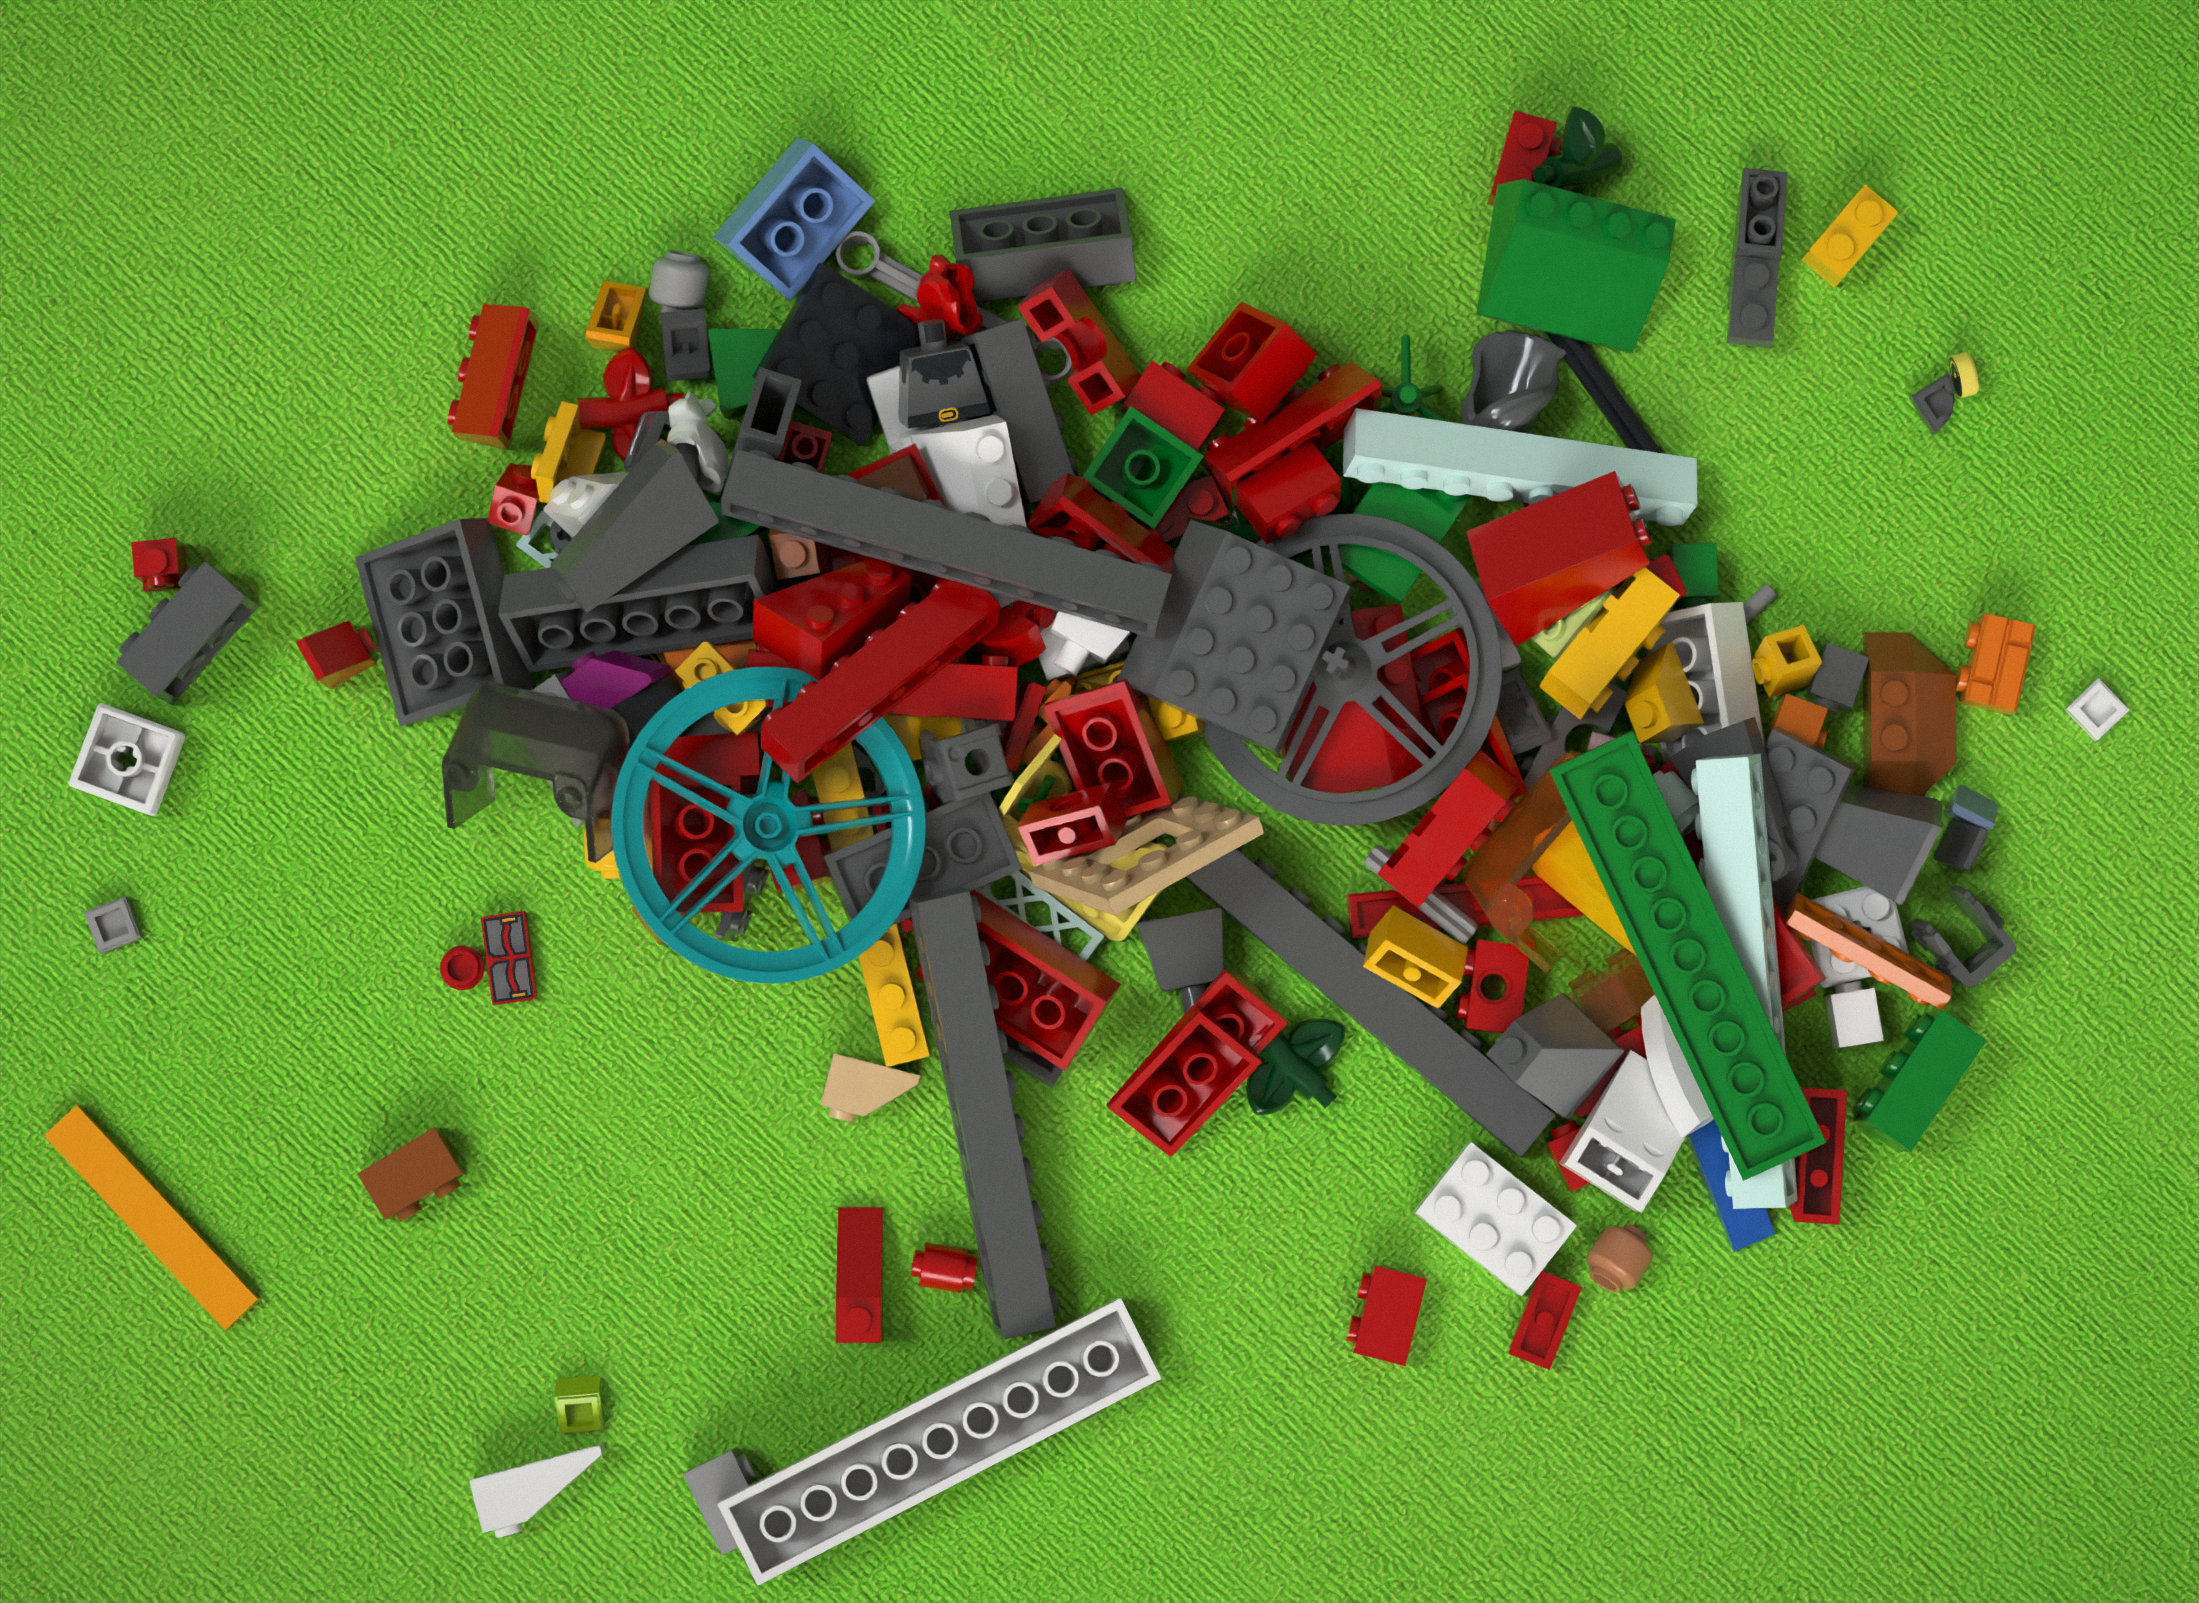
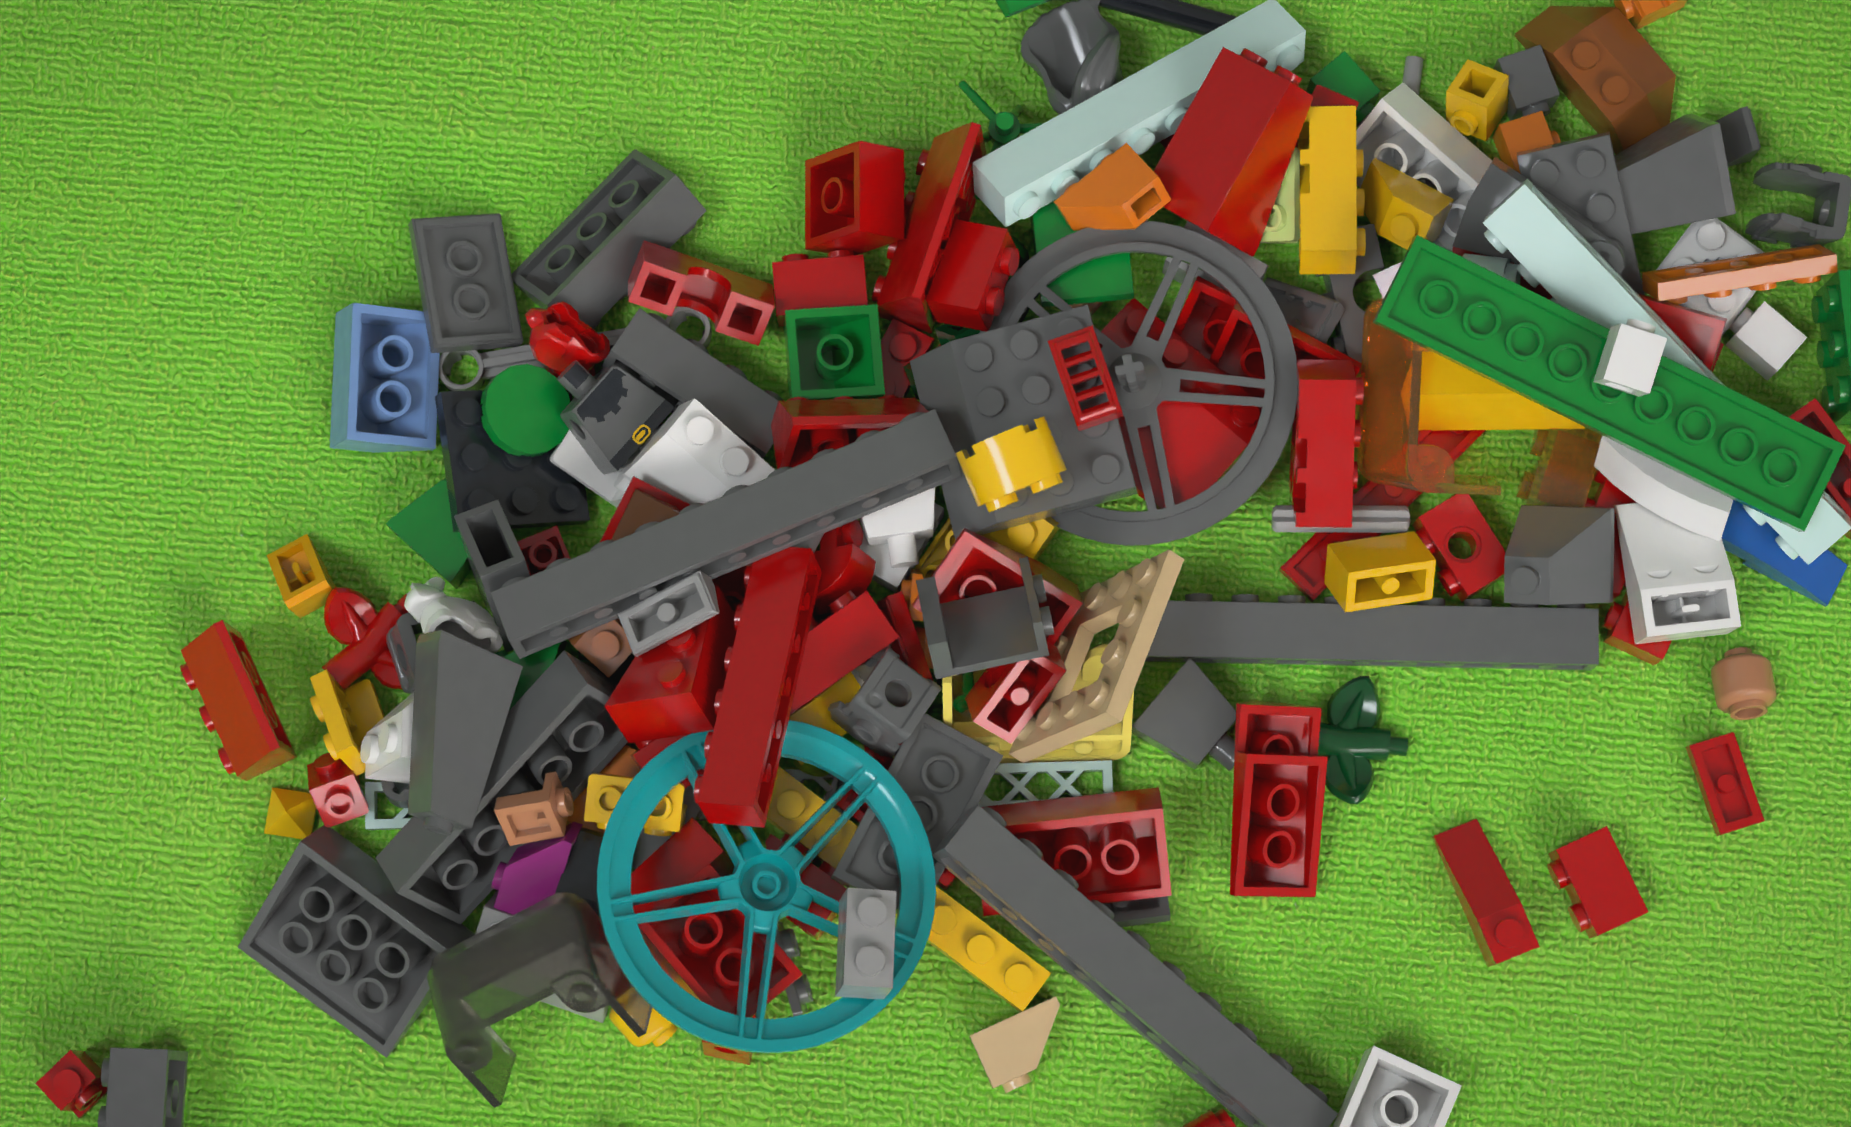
camera: 35 degrees left, 5 degrees down
(338, 653) = (286, 1036): red slope -> none
(469, 489) = (290, 814): none -> yellow slope
(644, 638) = (536, 813): none -> nougat bracket
(678, 281) = (331, 507): light grey head -> none
(685, 344) = (376, 552): dark grey bracket -> none
(803, 926) = (865, 943): none -> light grey brick
(857, 569) = (669, 612): none -> light grey slope
(876, 327) = (524, 410): none -> green tile
(912, 191) = (465, 283): none -> dark grey tile
(1080, 764) = (987, 627): none -> dark grey panel
(1193, 662) = (1012, 463): none -> yellow brick
(1288, 675) = (1097, 414): none -> red slope
(1299, 1255) = (1485, 893): none -> red slope
(1442, 516) = (1114, 194): none -> orange slope
(1494, 1218) = (1618, 733): white brick -> none
(1714, 949) = (1630, 357): none -> white brick
(1972, 808) = (1717, 101): slope -> none

